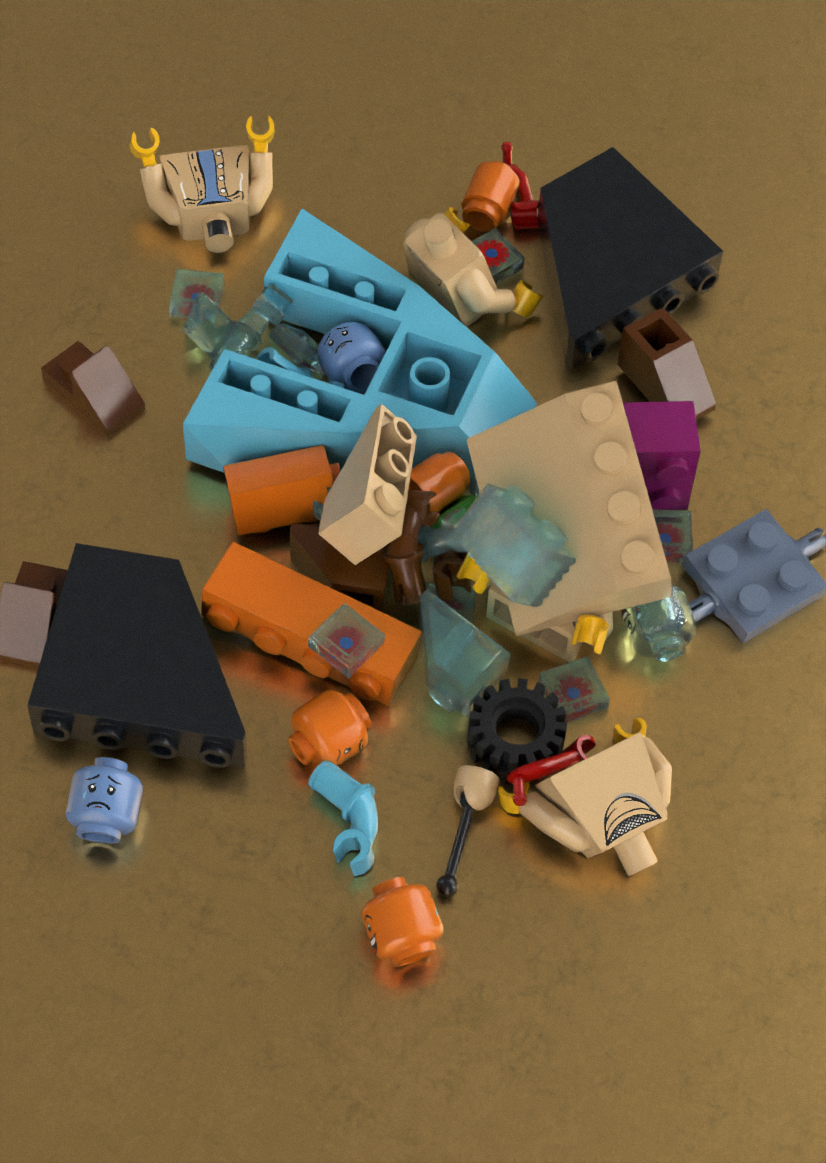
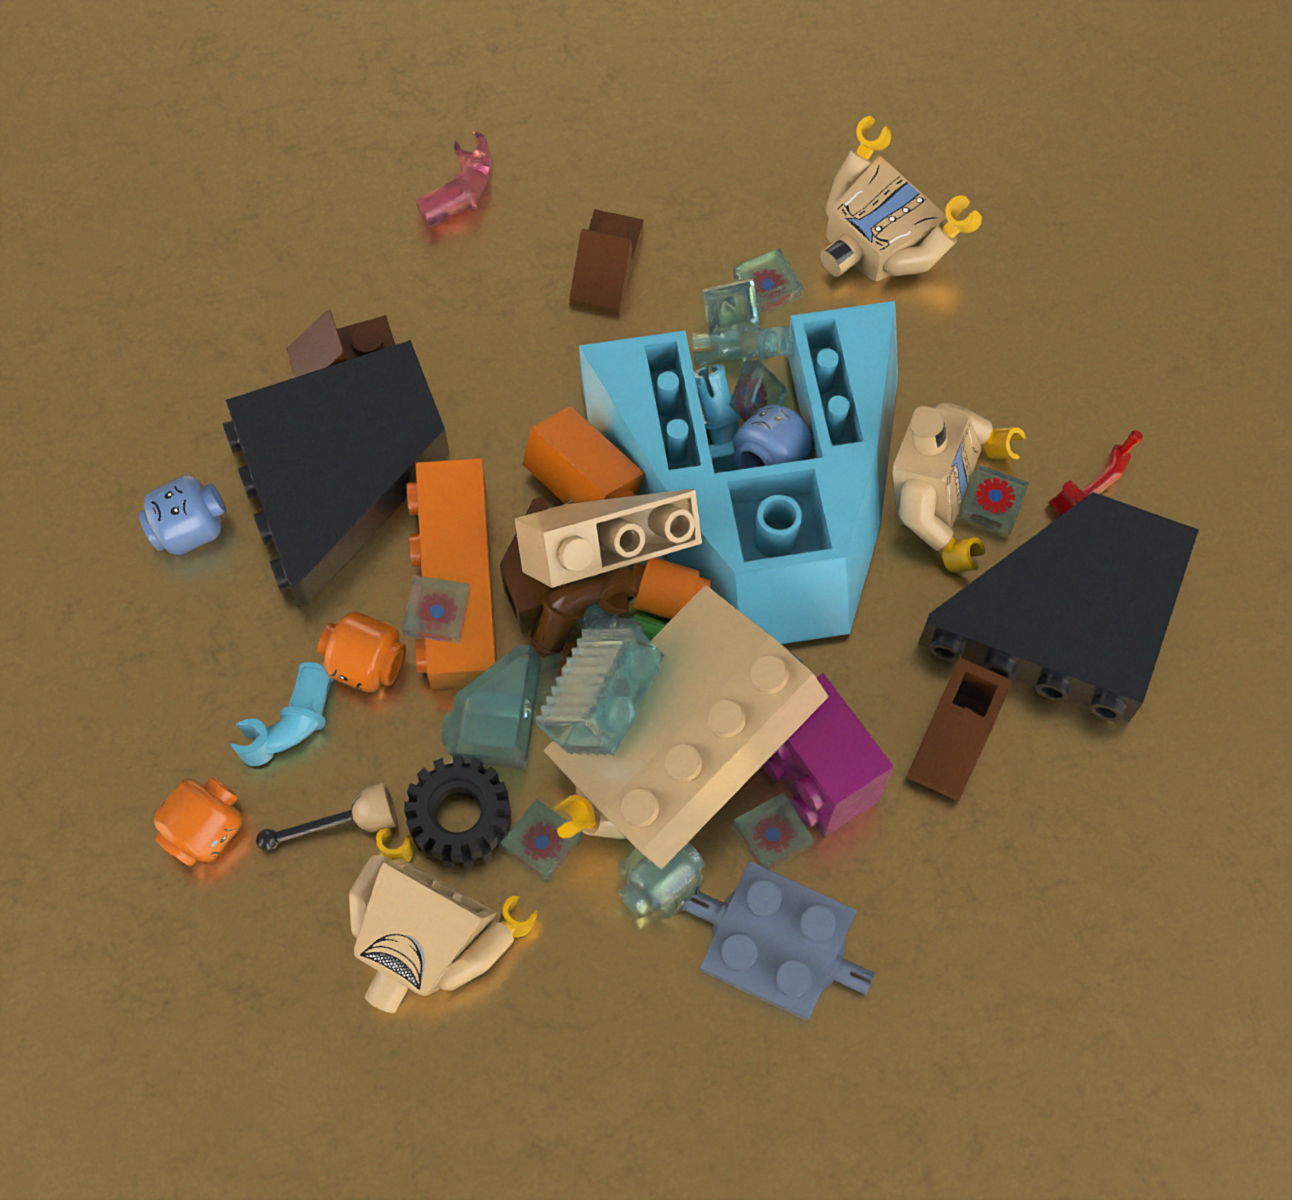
camera: 60 degrees right, 10 degrees up
(489, 196) = (1064, 455): orange brick -> none
(545, 767) = (425, 859): red piece -> none

